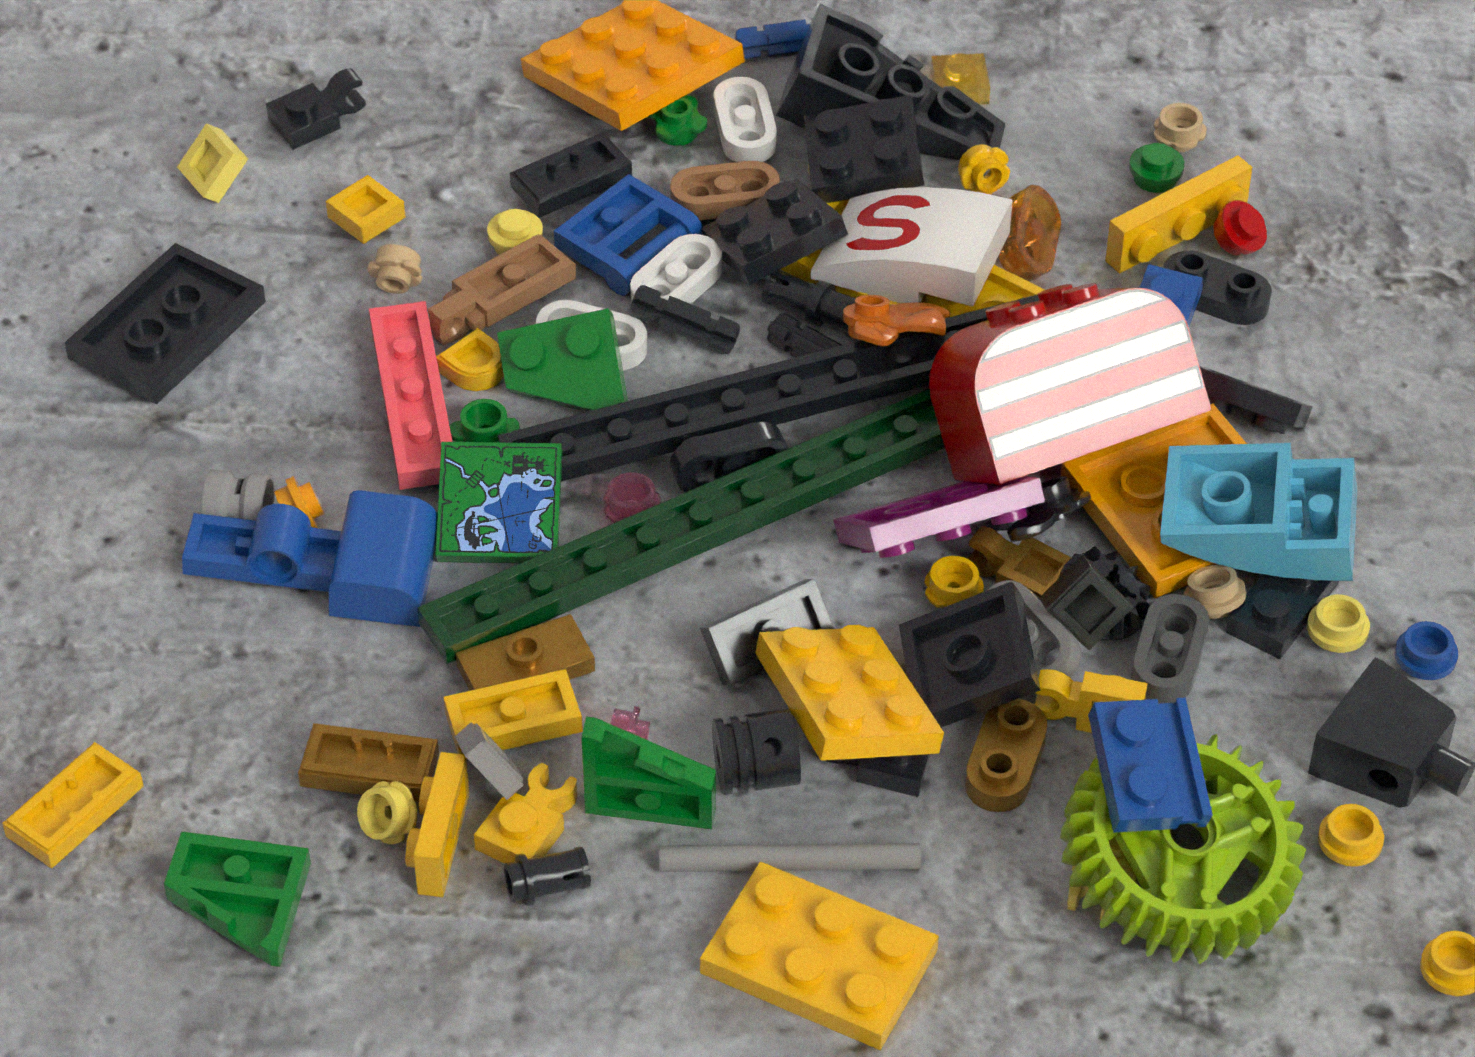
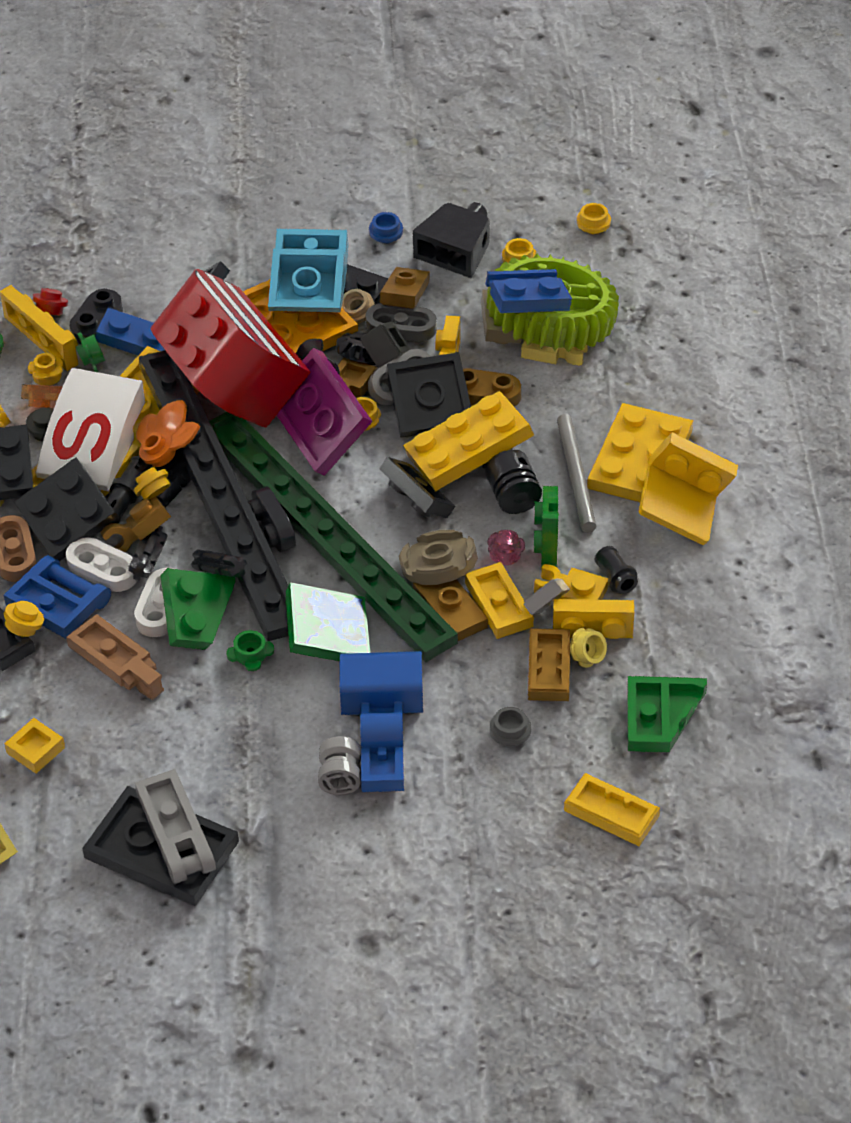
camera: 95 degrees left, 0 degrees up
(162, 313) = (174, 825): none -> light grey plate
(264, 705) = (510, 726): none -> dark grey plate
(301, 497) = (337, 727): light orange plate -> none
(396, 268) = (98, 718): tan plate -> none
(411, 391) = (223, 690): coral plate -> none
(472, 362) = (182, 667): yellow tile -> none
(512, 228) = (54, 660): light yellow plate -> none
(571, 184) = (23, 618): none -> yellow plate
(613, 645) = (438, 557): none -> dark tan tile
(629, 495) = (310, 566): clear pink plate -> none
(634, 383) = (218, 563): none -> black axle
(676, 971) = (684, 487): none -> yellow bracket
(740, 307) = (144, 519): none -> pearl gold plate
(798, 309) = (152, 483): none -> yellow plate
(1092, 229) = (46, 369): none -> yellow plate
(1129, 274) = (90, 351): none -> green plate
(1253, 655) = (404, 287): none -> pearl gold plate
(1338, 624) = (371, 258): light yellow plate -> none

